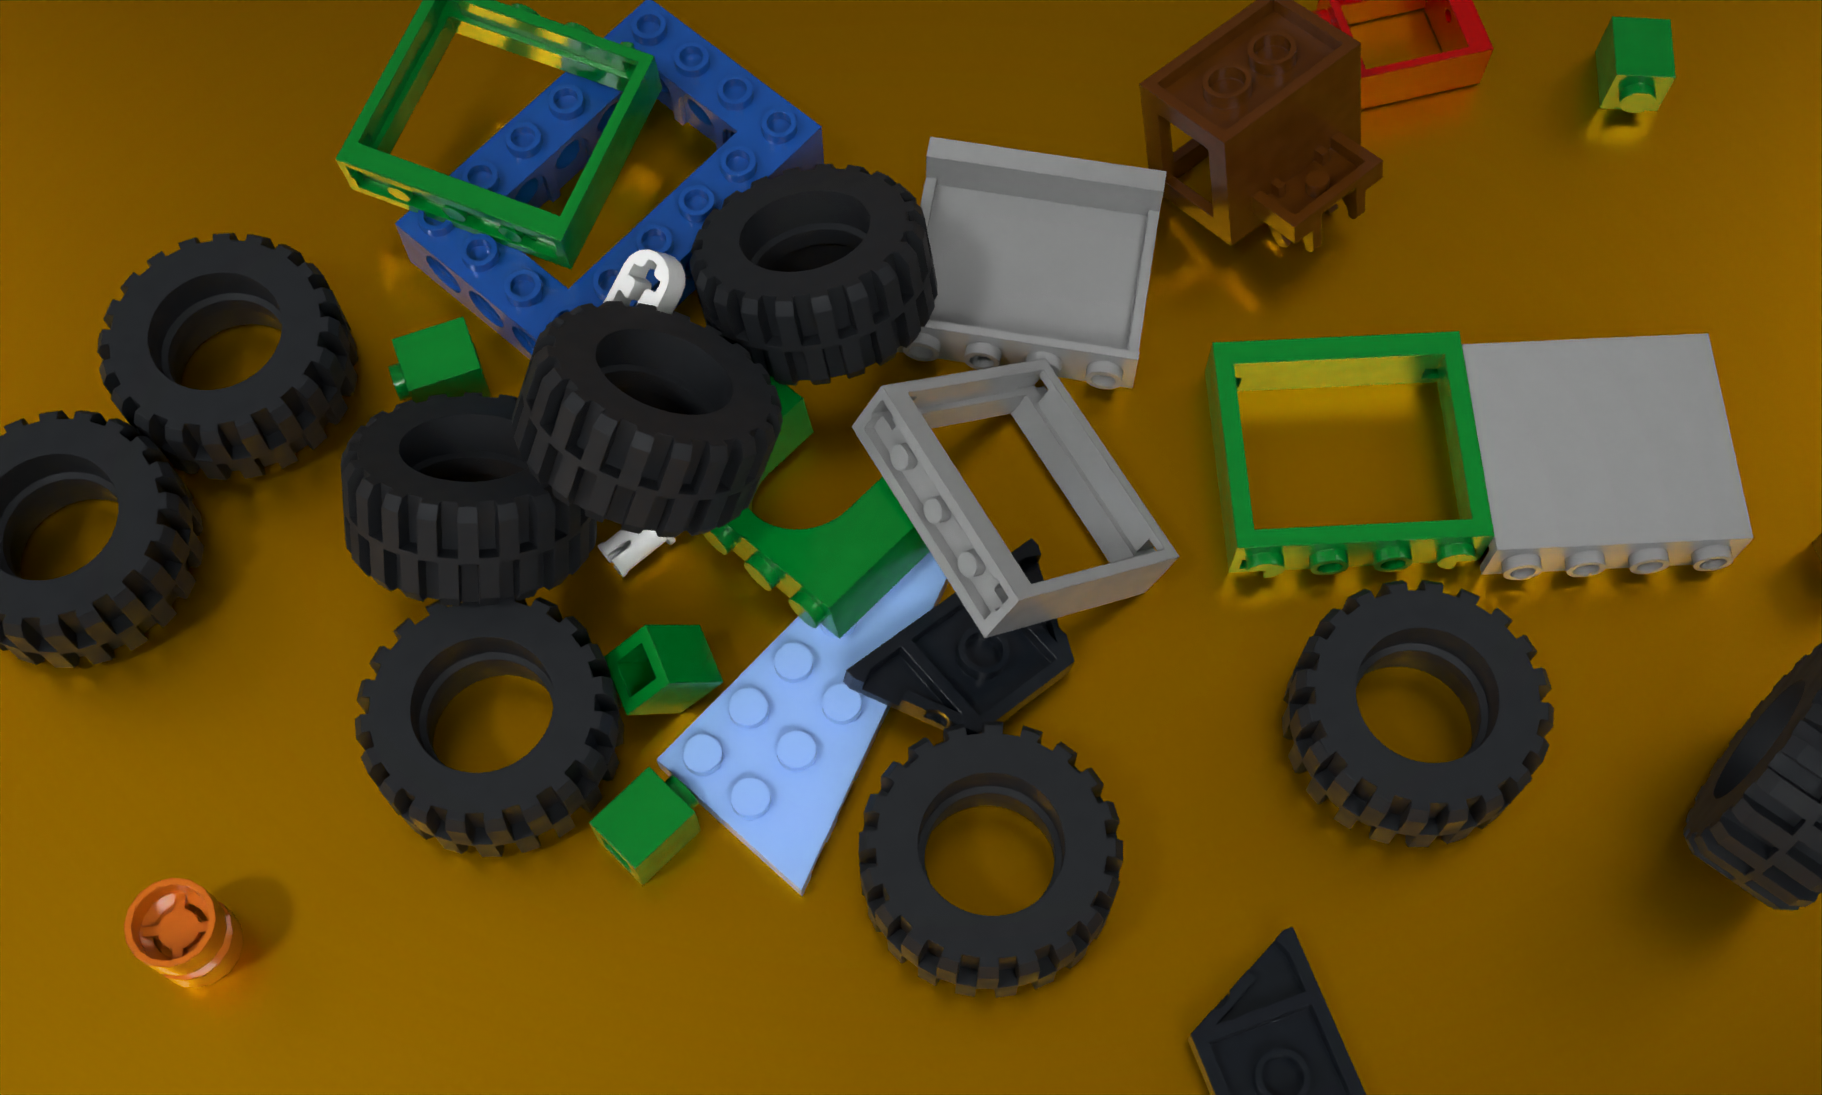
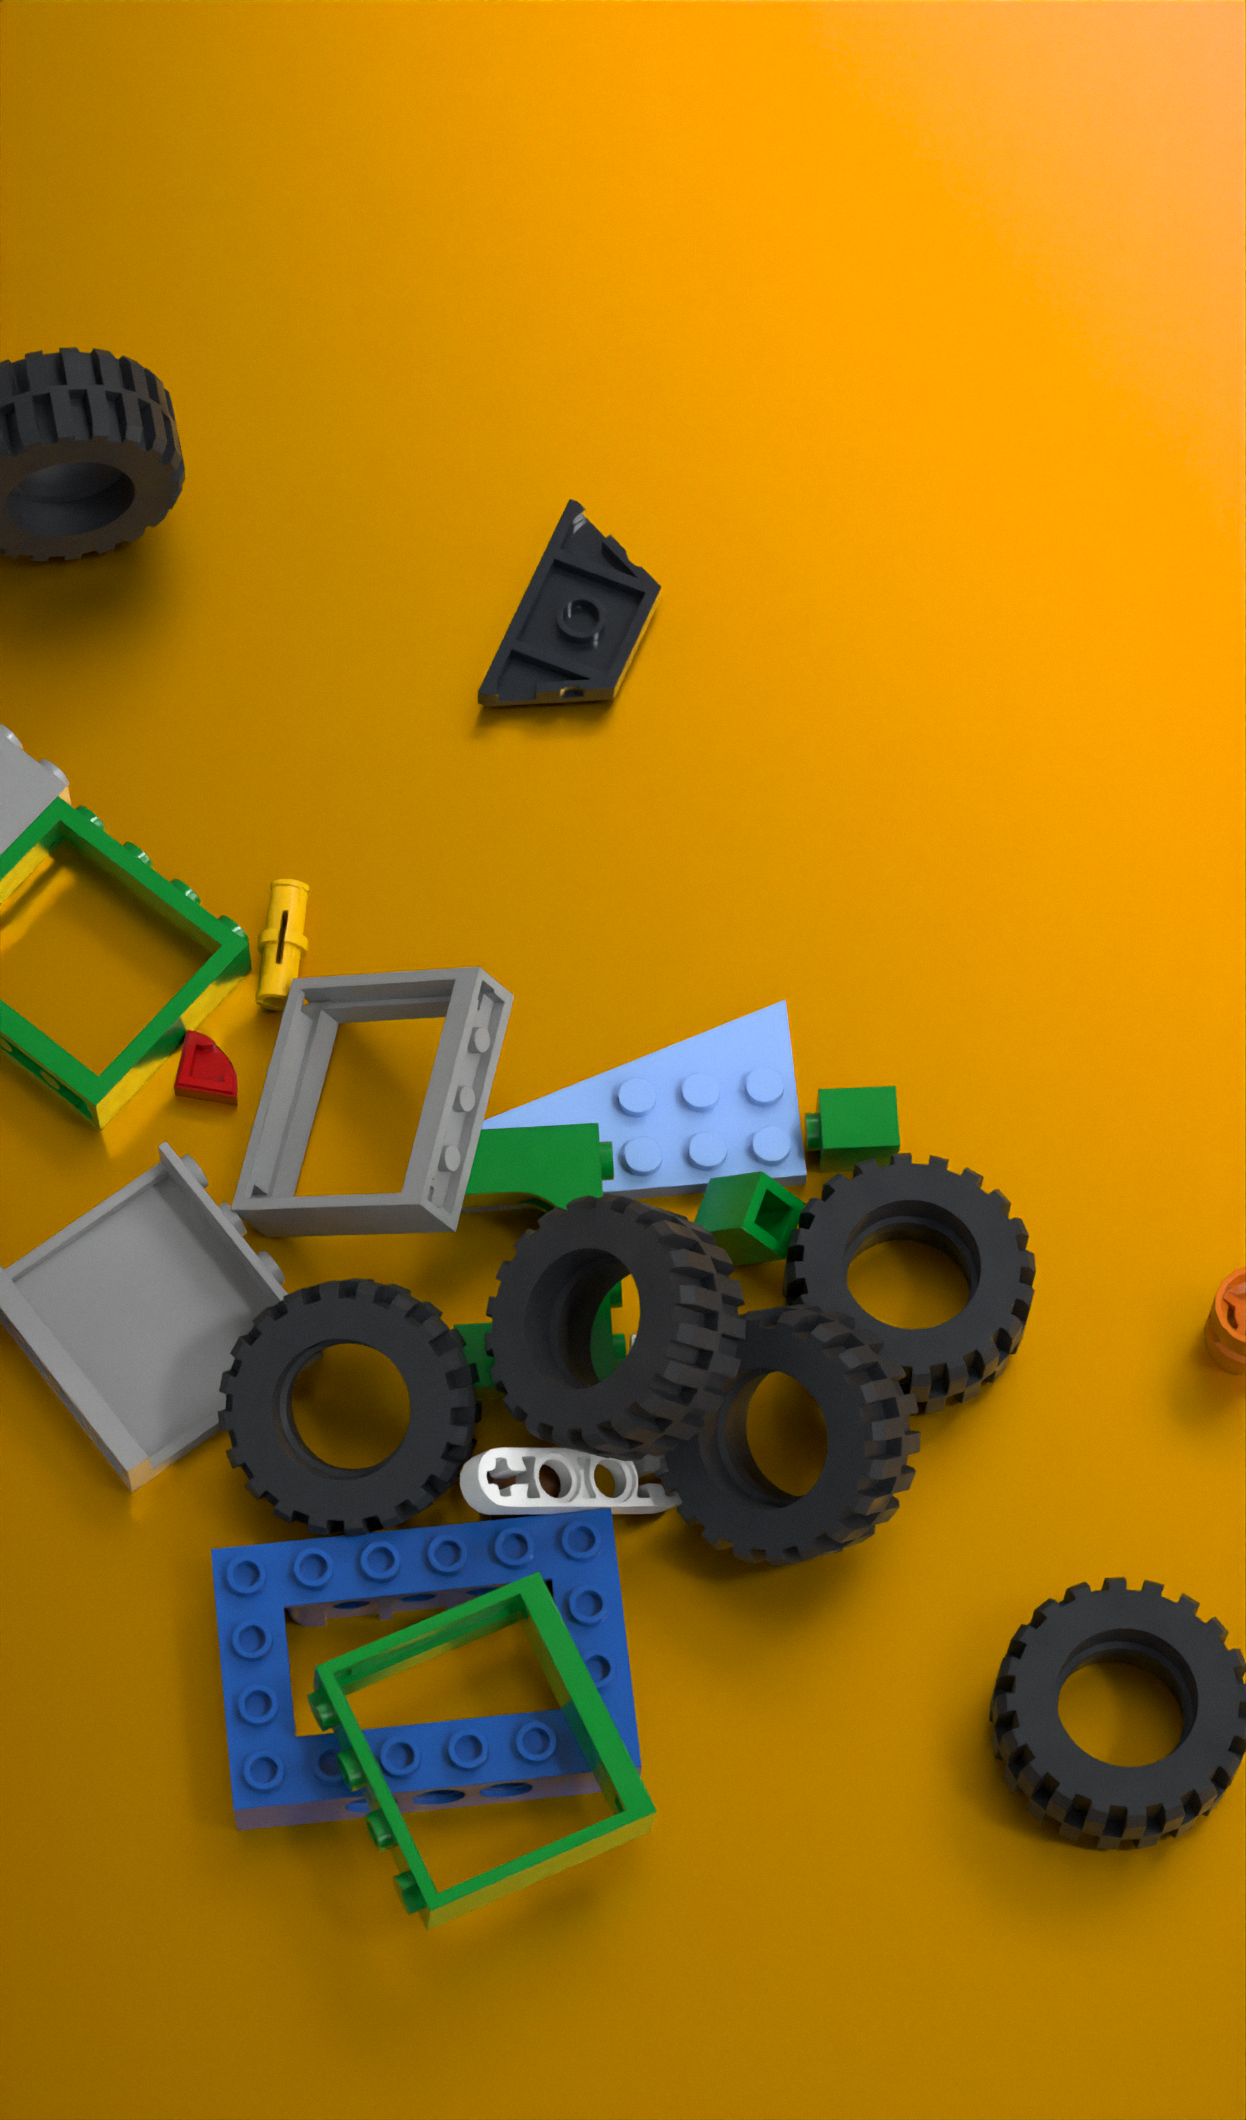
camera: 140 degrees left, 0 degrees up
(194, 297) = (888, 1689): black tyre -> none
(437, 363) = (705, 1633): green brick -> none
(954, 675) = (543, 1060): black wing -> none
(1007, 774) = (652, 819): black tyre -> none
(1176, 466) = (205, 1071): none -> red tile
(1222, 595) = (287, 908): none -> yellow pin
(1468, 654) = (233, 668): black tyre -> none

